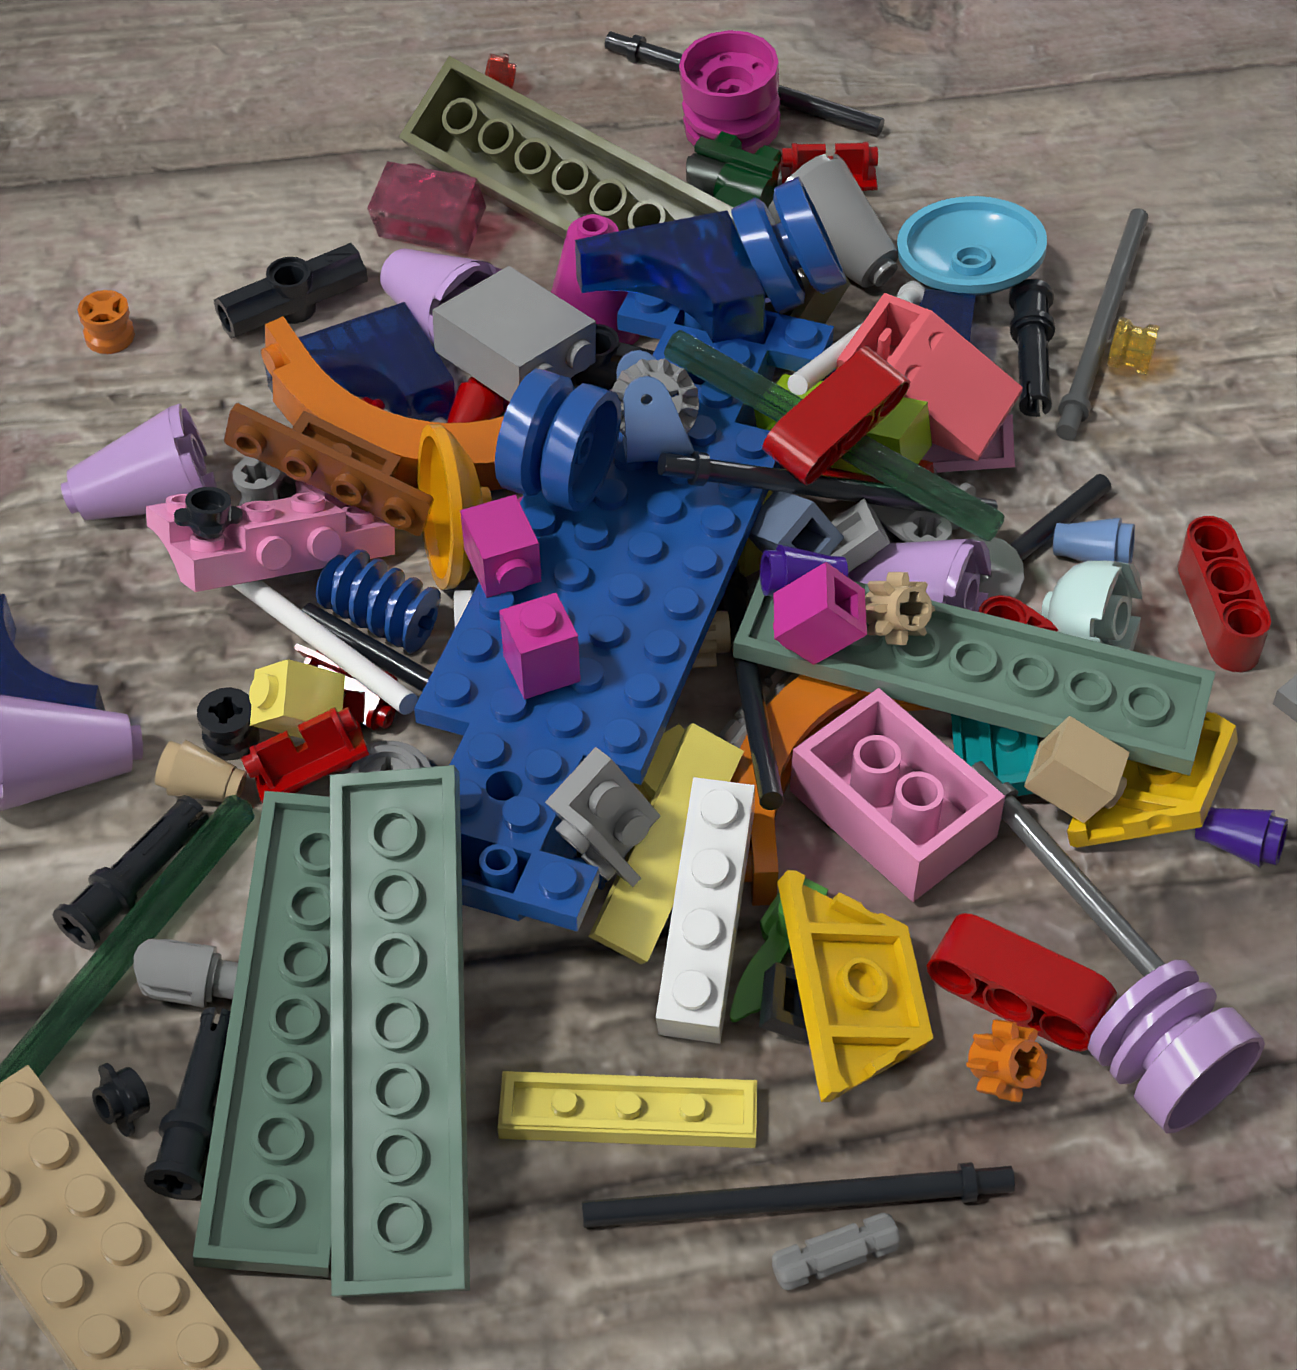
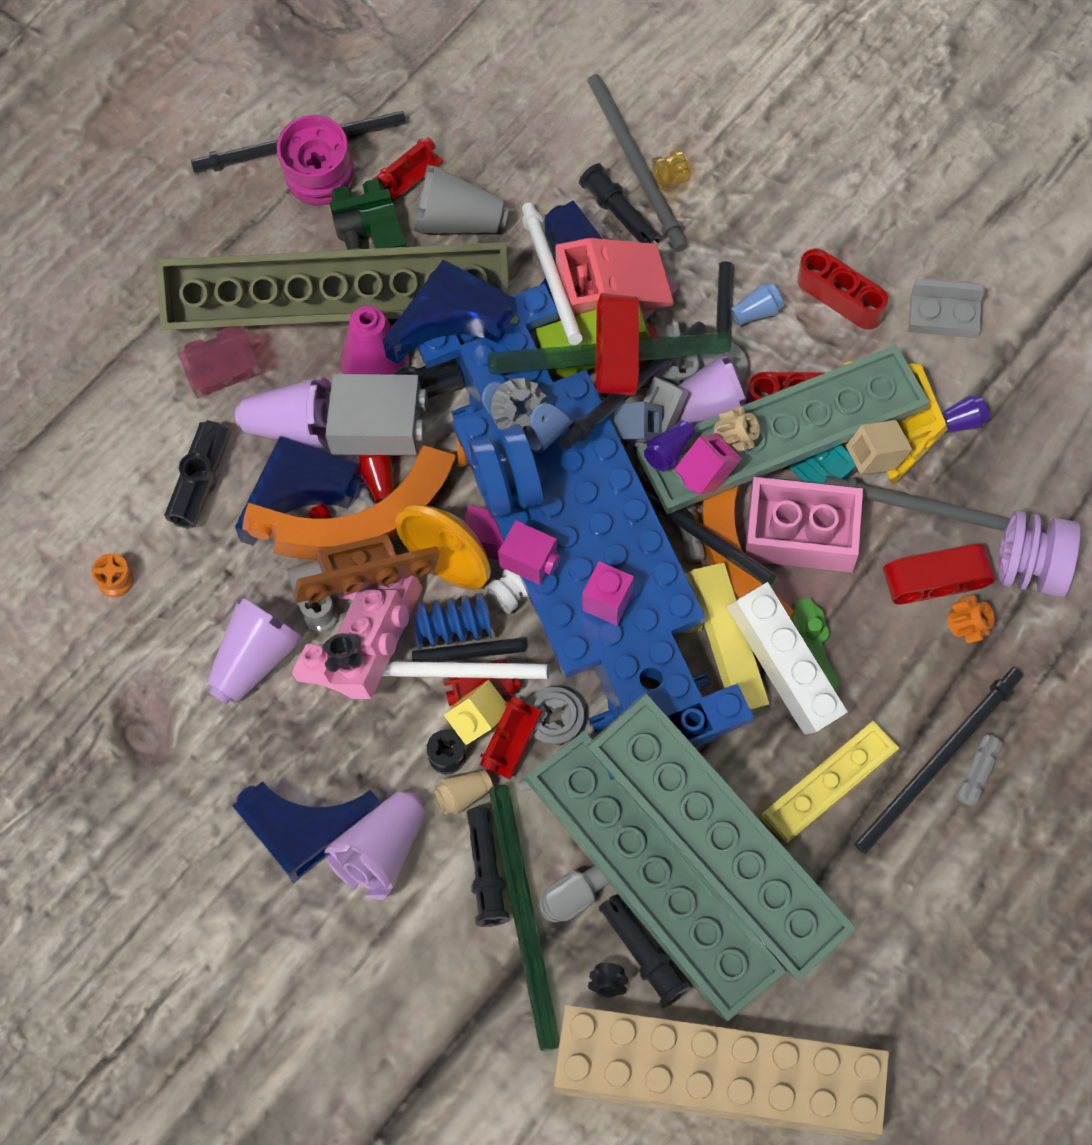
camera: 40 degrees left, 15 degrees up
(501, 69) = (156, 238): clear red plate -> none
(602, 815) = (706, 655): light grey bracket -> none
(782, 1004) = (856, 669): black plate -> none
(789, 245) = (490, 254): blue wheel -> none
(853, 985) = (876, 639): yellow wing -> none
(972, 245) = (536, 155): medium azure dish -> none
(1096, 603) = (797, 348): light aqua cylinder -> none

